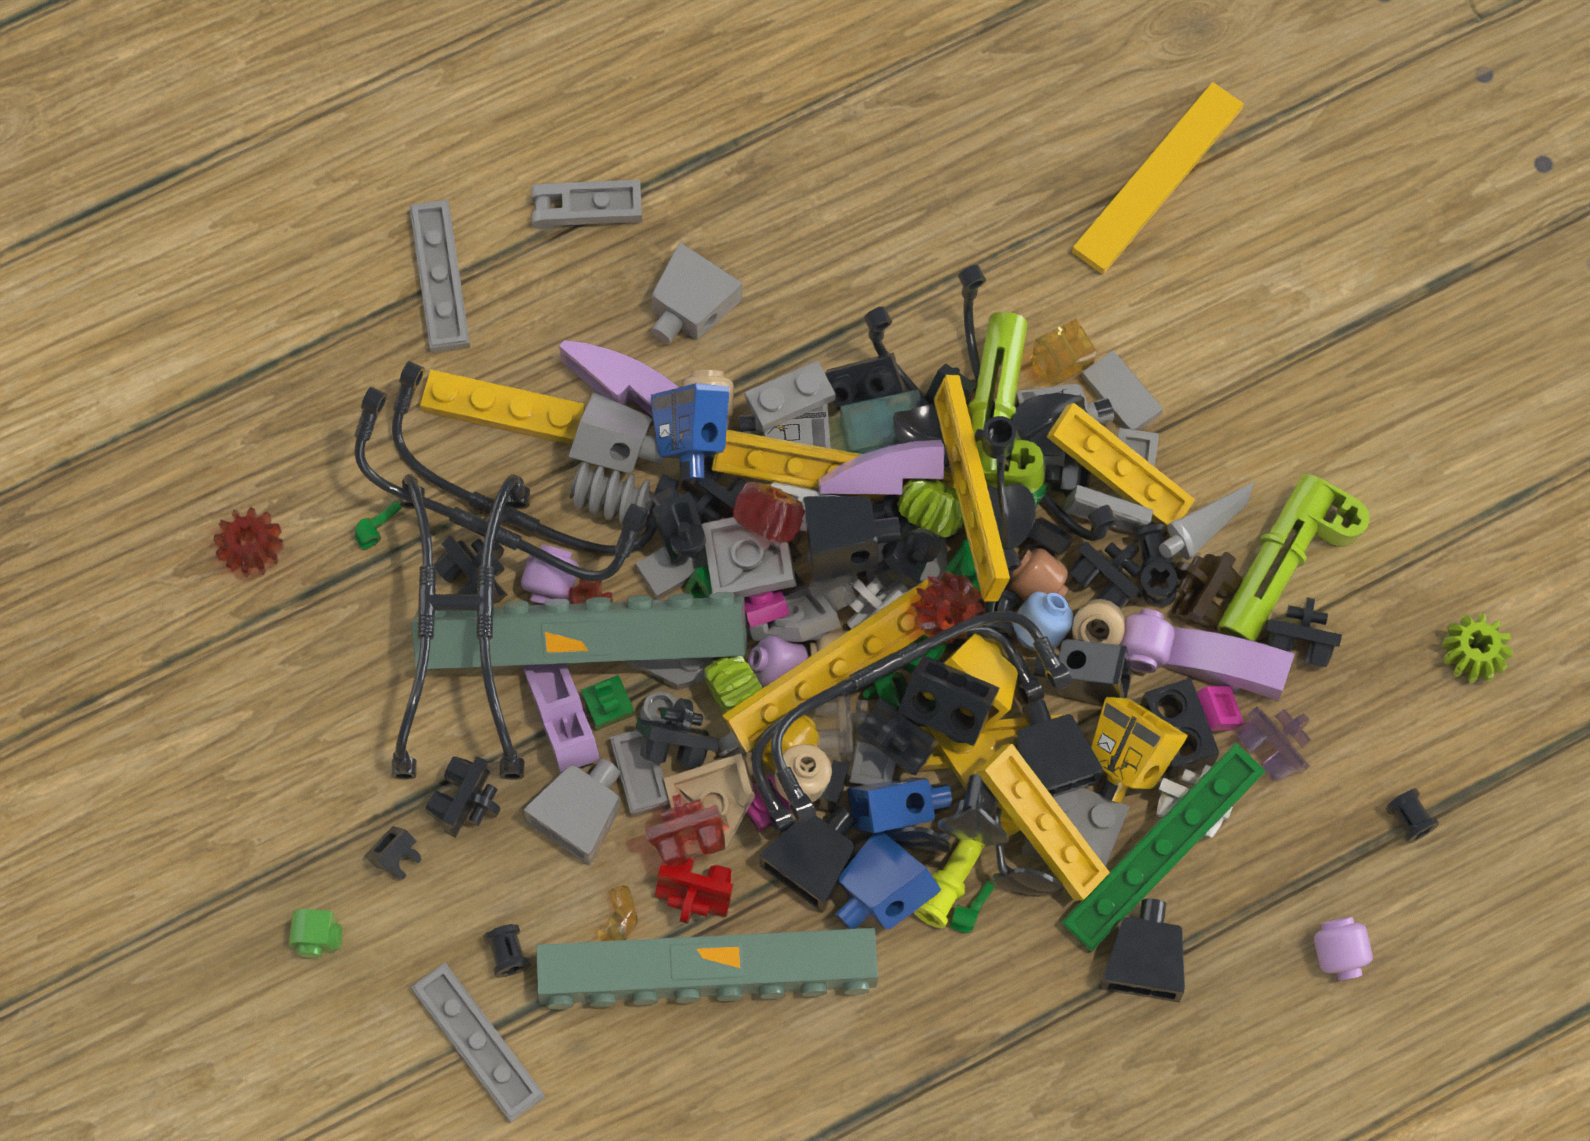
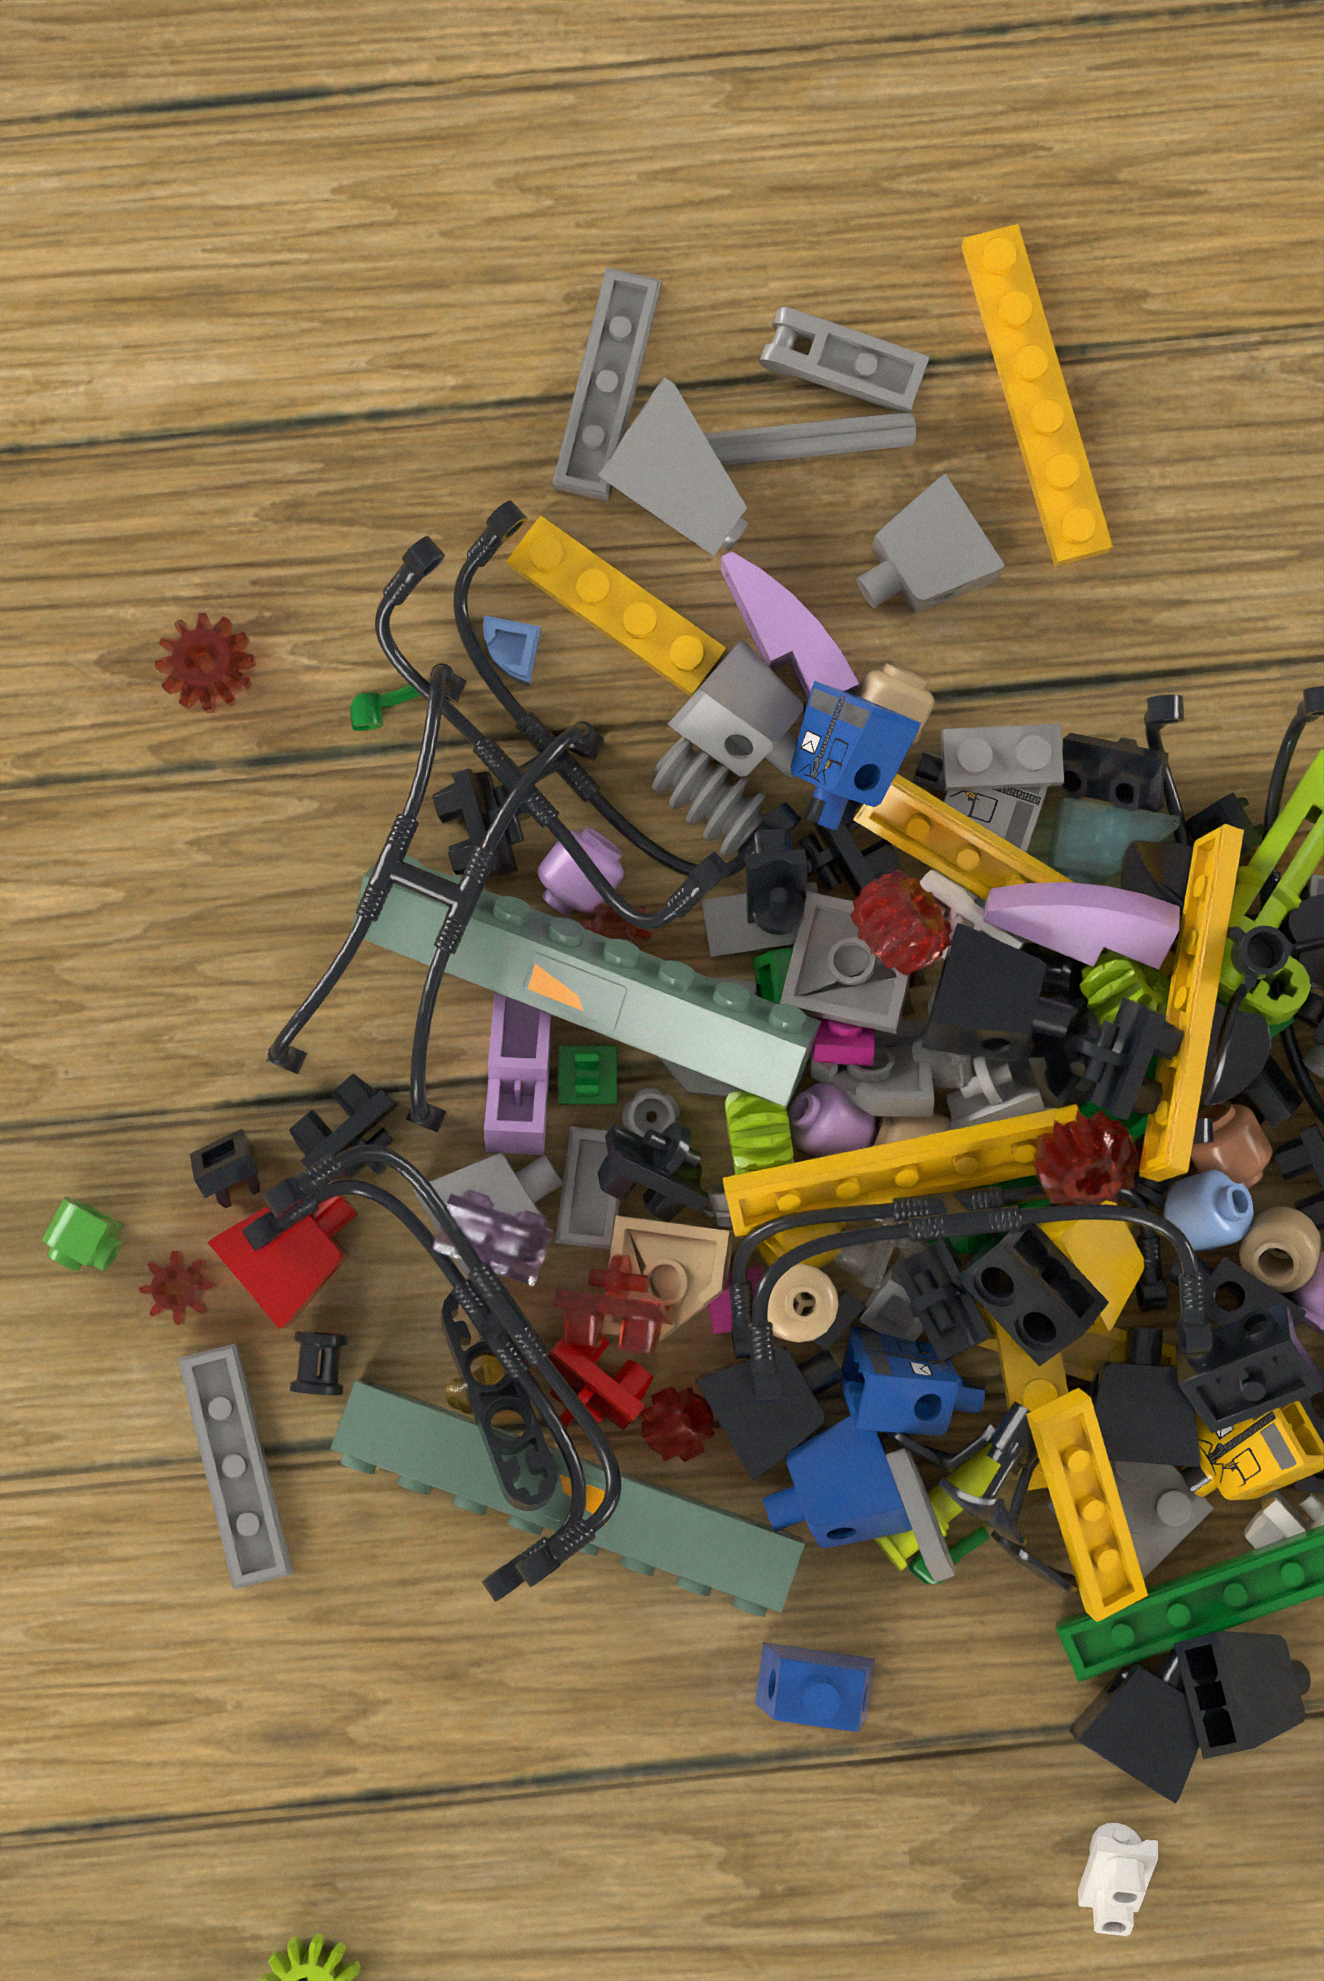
camera: 25 degrees right, 15 degrees up
(401, 932) = (185, 1273): none -> clear red gear
(445, 458) = (512, 647): none -> medium blue tile
(455, 888) = (293, 1266): none -> red torso
(508, 307) = (676, 474): none -> light grey slope
(580, 261) = (813, 438): none -> light grey axle
(590, 810) = (509, 1243): none -> clear purple hips
(639, 912) = (490, 1400): none -> black beam
(707, 961) = (497, 1321): none -> black bar
(718, 179) = (1036, 395): none -> yellow plate
(759, 891) = (677, 1423): none -> clear red gear
(919, 1018) = (814, 1687): none -> blue torso
(940, 532) = (1122, 1057): none -> black hips
(945, 876) = (921, 1515): none -> light grey tile
(1104, 694) = (1250, 1369): none -> black bracket
(1168, 1058) = (1116, 1877): none -> white hips
(1191, 901) = (1241, 1689): none -> black torso

